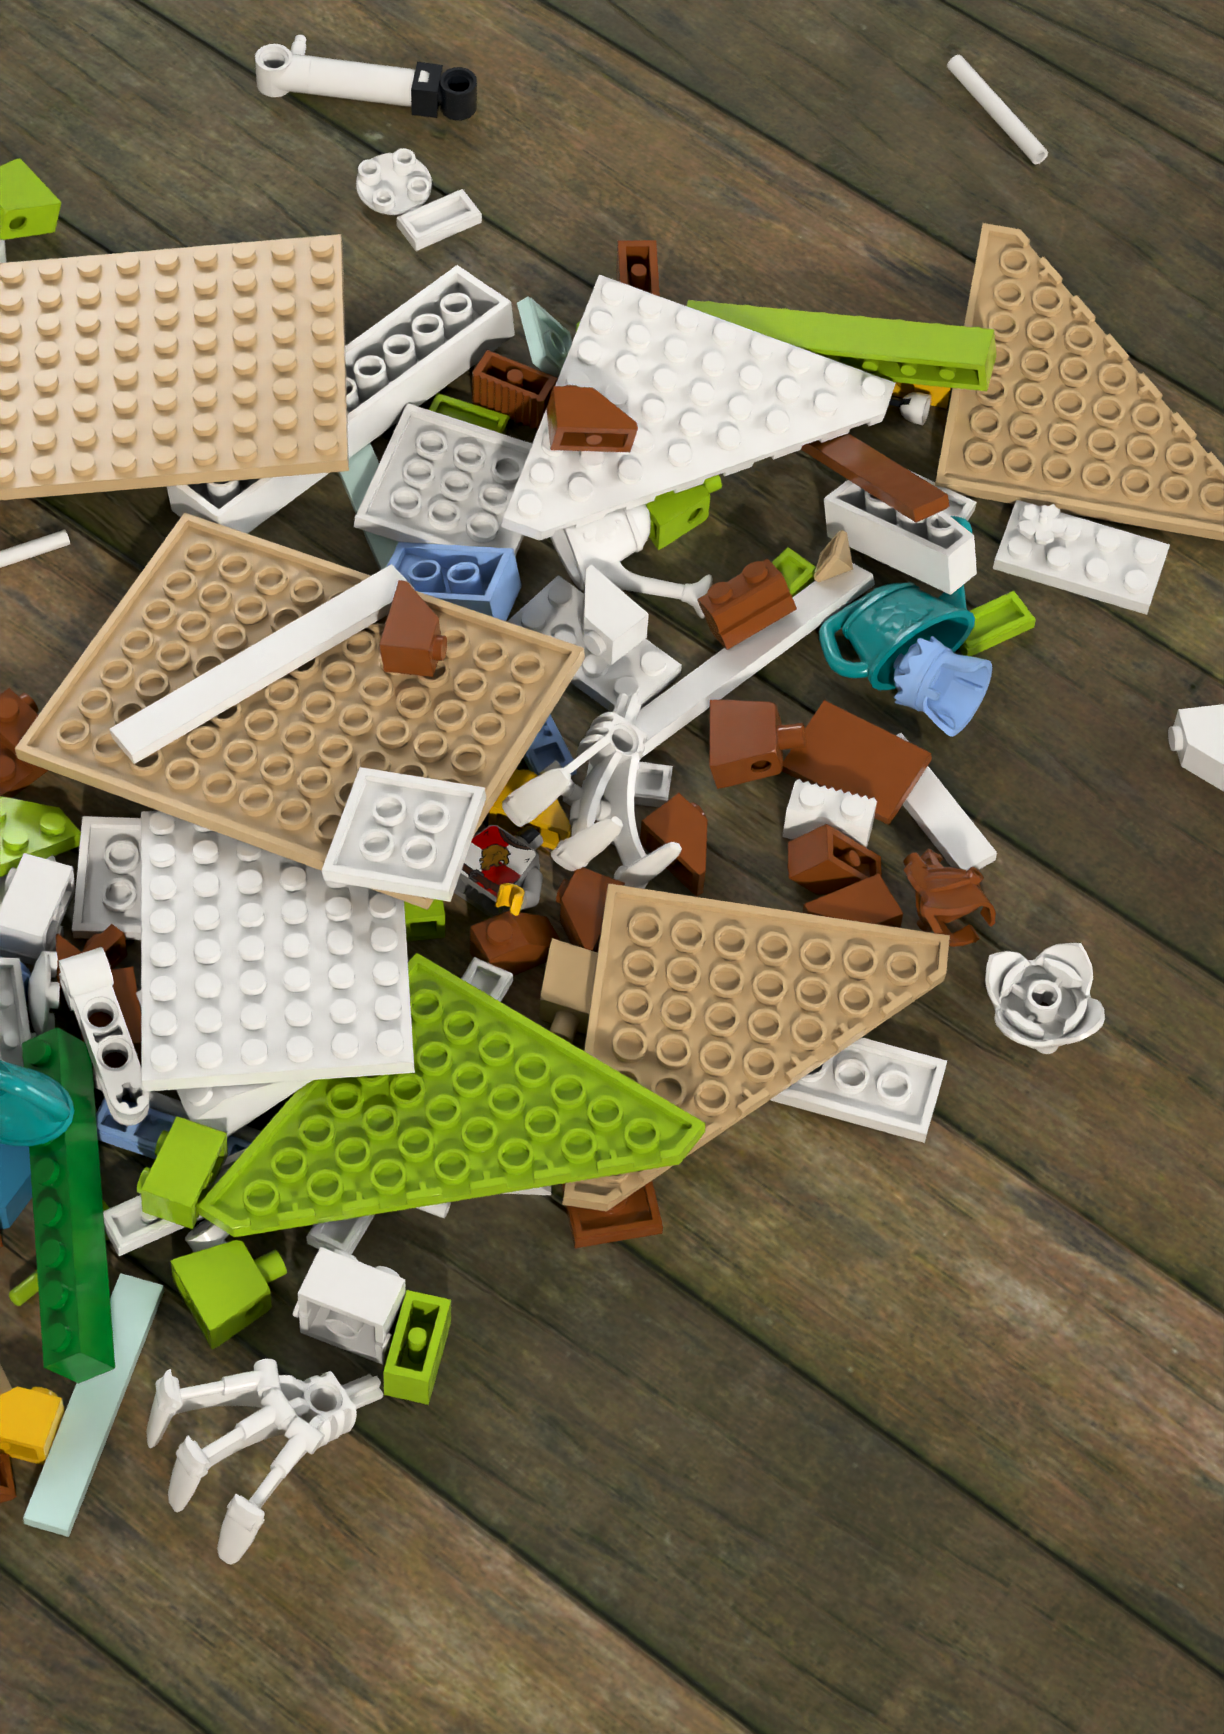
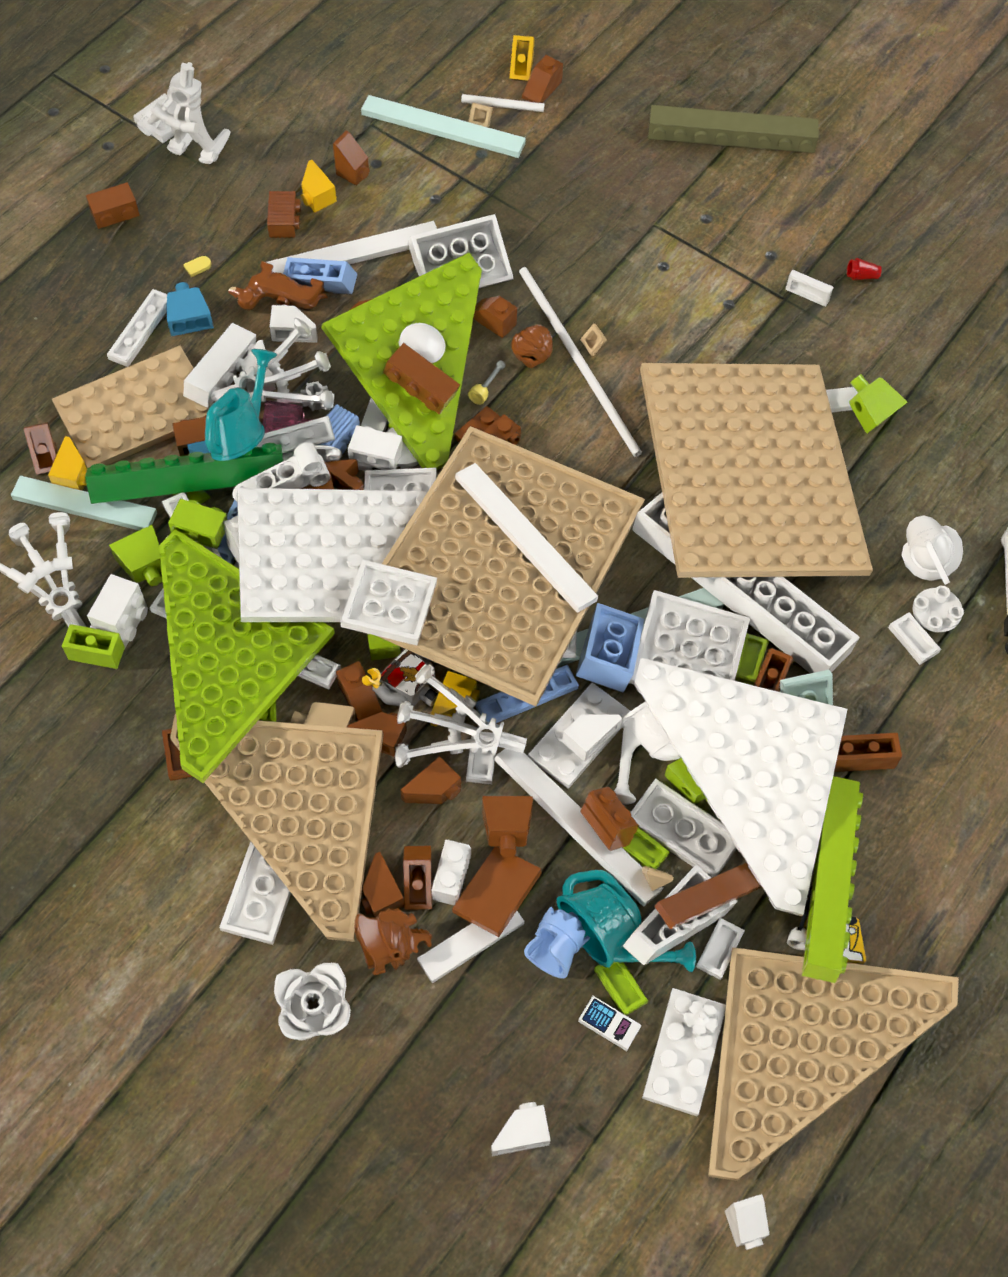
camera: 90 degrees right, 5 degrees up
(302, 166) = (931, 549): none -> white helmet
(411, 635) = (542, 604): dark orange slope -> none
(587, 421) = (714, 694): dark orange slope -> none
(749, 524) = (684, 828): none -> white tile
(1046, 640) = (609, 1023): none -> tile

